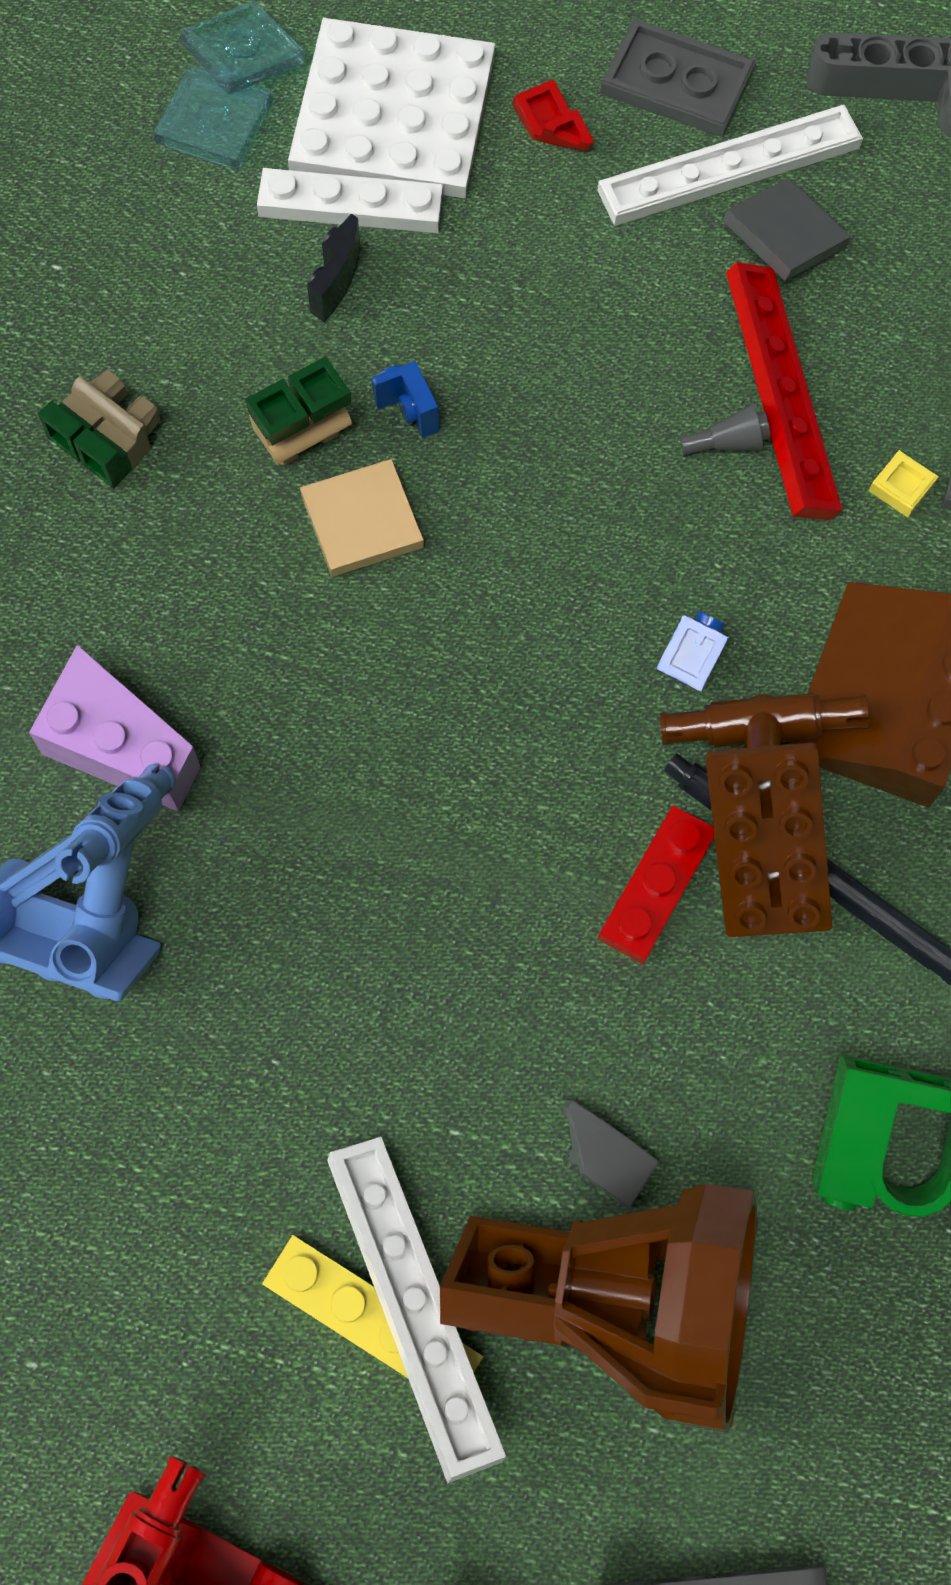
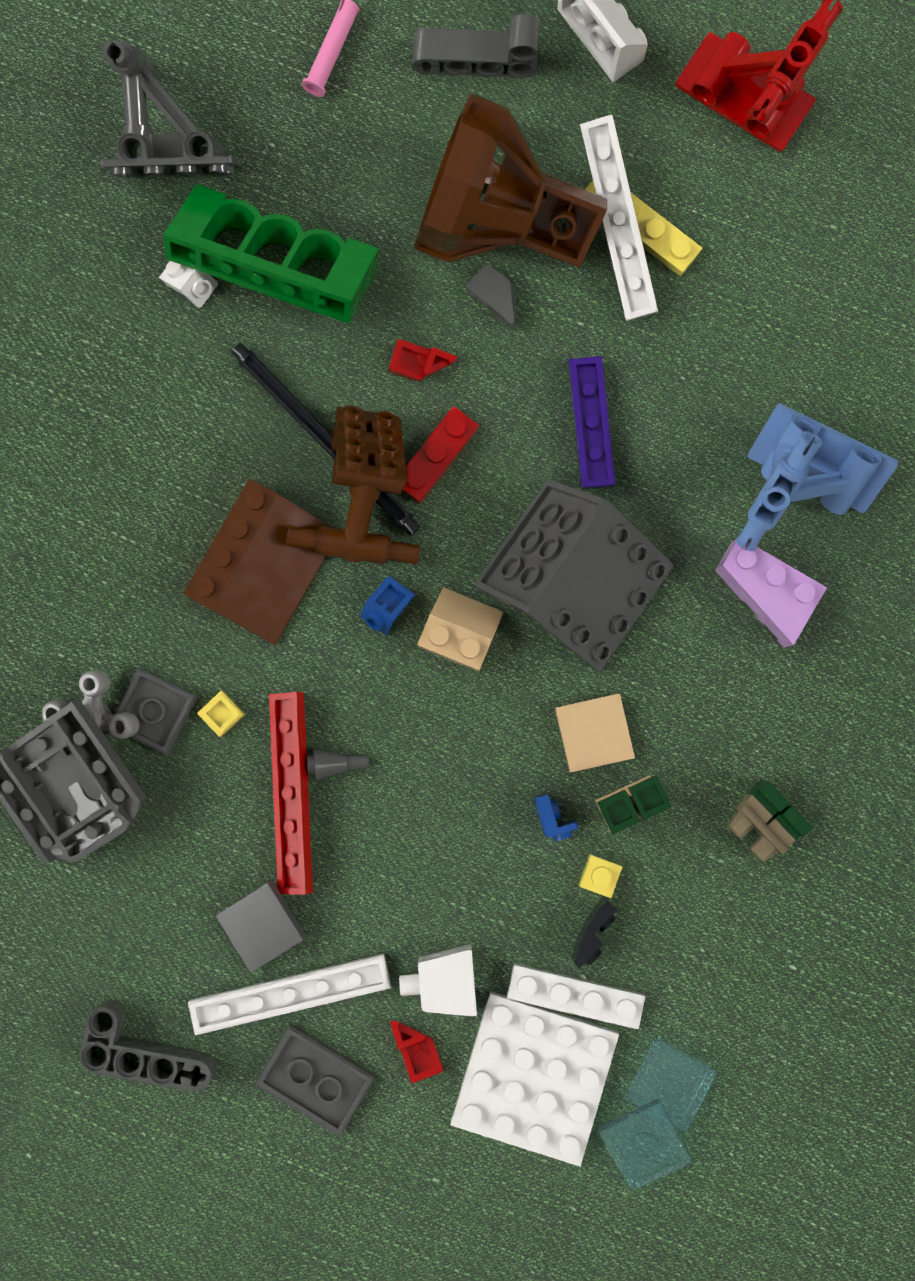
camera: 165 degrees left, 15 degrees up
(333, 338) = (600, 876): none -> light yellow plate
(419, 961) = (591, 423): none -> dark purple plate
(431, 712) = (576, 571): none -> dark grey bracket
(528, 191) = (444, 982): none -> white torso
(578, 625) = (460, 629): none -> tan slope
(714, 1029) = (417, 362): none -> red slope

